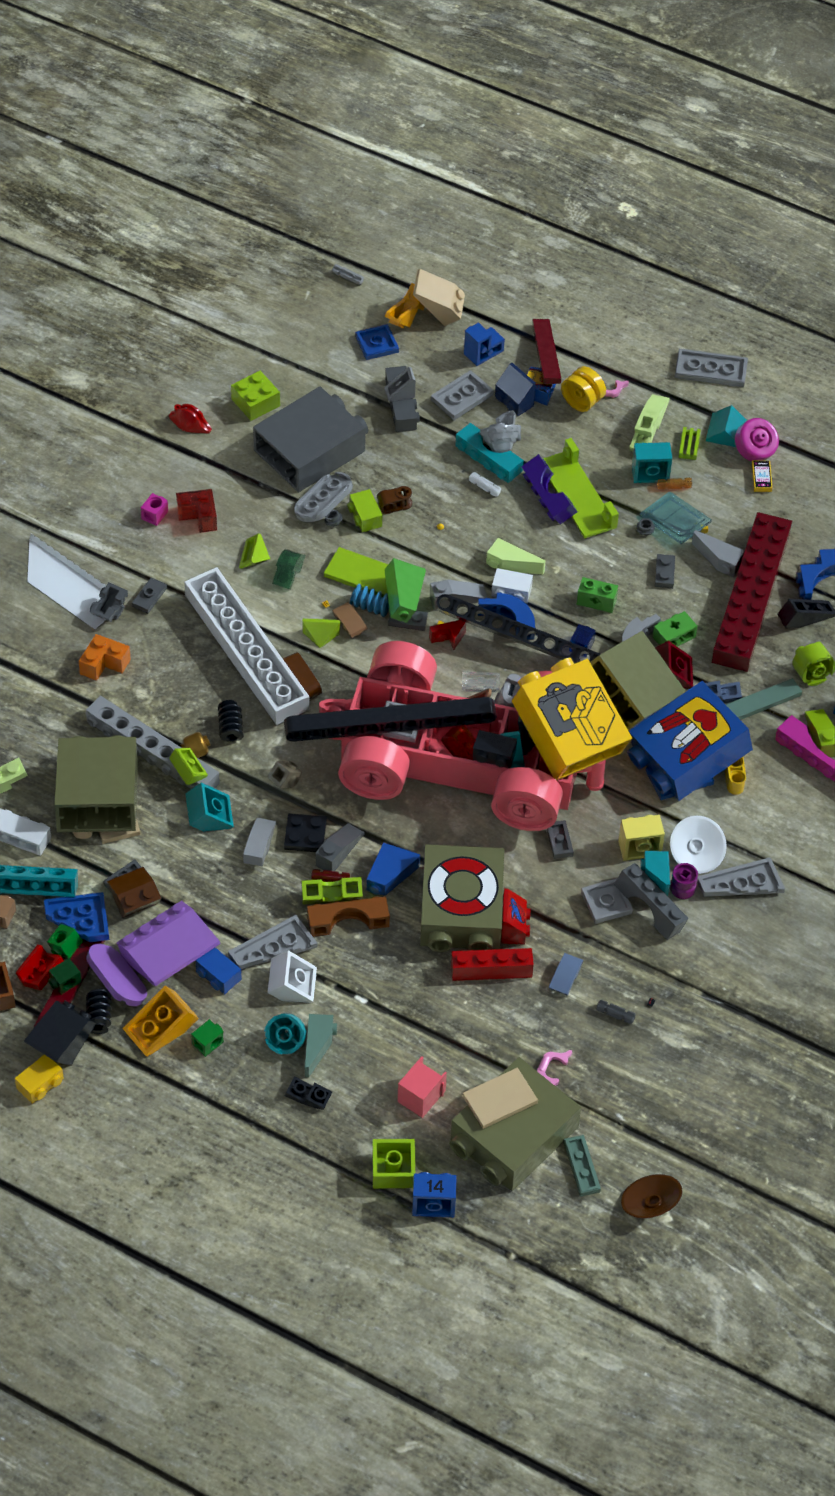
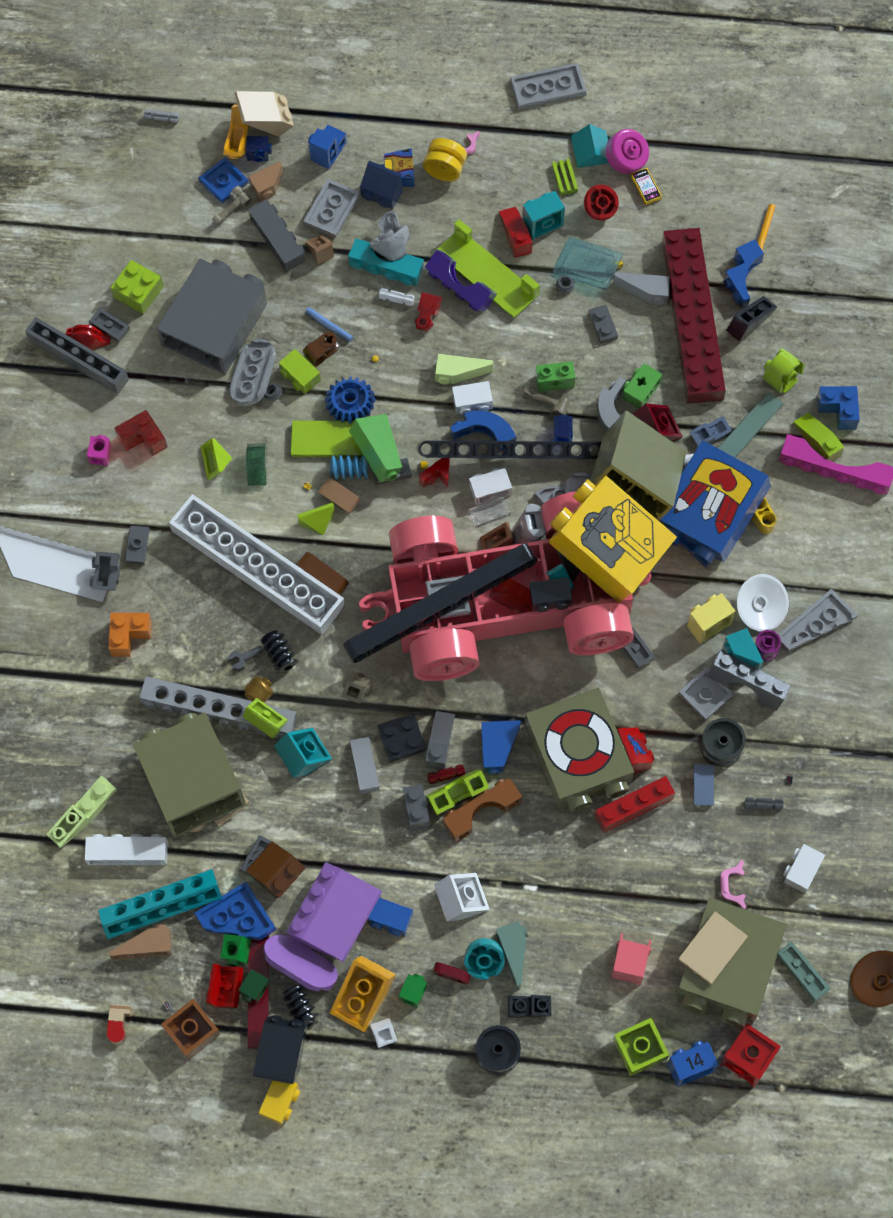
camera: 20 degrees left, 15 degrees up
(163, 1064) = (383, 1032): none -> white slope
(174, 428) = (77, 355): none -> dark grey brick
(189, 712) = (243, 657): none -> dark grey bar
(216, 417) = (109, 325): none -> dark grey plate
(250, 1037) = (451, 973): none -> dark red beam
(259, 1114) = (505, 1040): none -> black wheel
(285, 936) = (430, 864): light grey wing -> none
(288, 891) = (416, 807): none -> dark grey brick
(384, 358) = (239, 198): none -> dark tan brick
(399, 545) = (349, 389): none -> blue gear
(402, 386) = (275, 226): light grey slope -> none
(412, 485) = (343, 334): none -> medium blue bar
(415, 353) = (266, 181): none -> medium nougat slope
(420, 326) = (258, 148): none -> clear blue brick
(435, 424) = (320, 248): none -> medium nougat slope
(462, 590) = (424, 427): light grey slope -> none
(481, 1214) = (741, 1063): none -> red bracket
(492, 660) = (490, 486): none -> white brick
(508, 499) = (428, 306): none -> red brick
(546, 351) = (391, 130): dark red tile -> none
(588, 620) = (559, 406): none -> dark tan brick
(601, 943) = (724, 731): none -> pearl dark grey wheel
(621, 471) = (516, 232): none -> red slope
(625, 1078) = (804, 868): none -> white brick
(649, 420) = (520, 171): yellowish green slope -> none
(674, 483) = (570, 226): clear orange axle -> none
(710, 470) = (601, 202): none -> red cone

